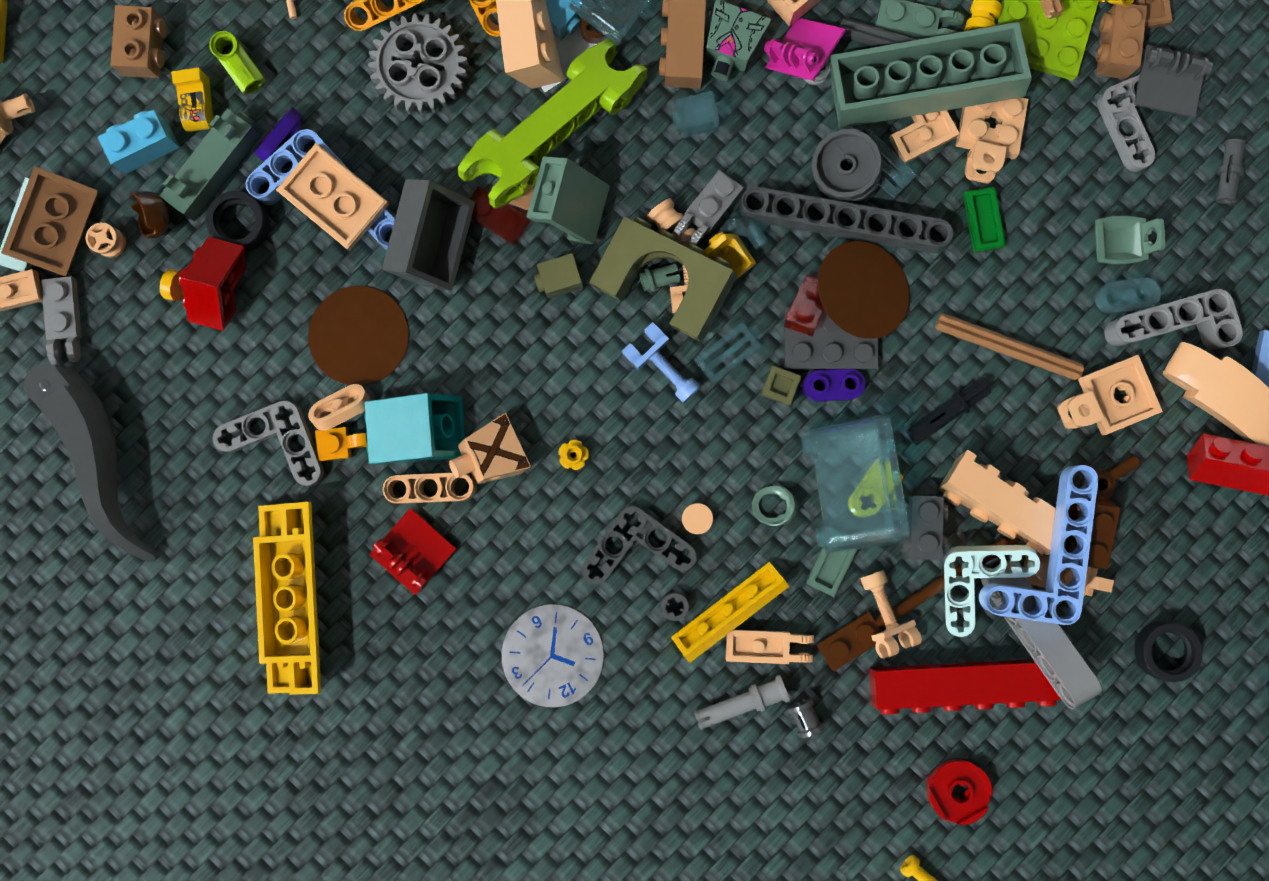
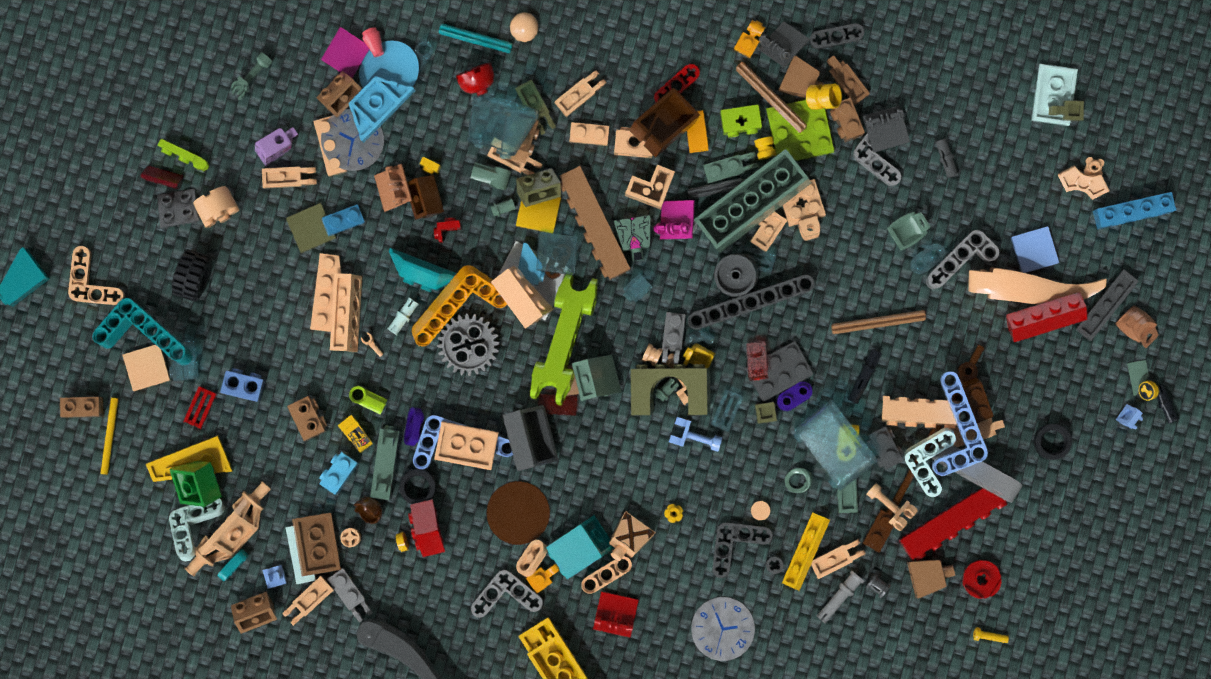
camera: 30 degrees left, 0 degrees up
(558, 276) = (612, 420): olive brick -> none
(863, 289) = (782, 335): reddish brown sticker -> none
(885, 745) = (928, 576): none -> medium nougat torso
(984, 219) = (826, 259): green tile -> none
(1098, 400) = (942, 327): light nougat plate -> none

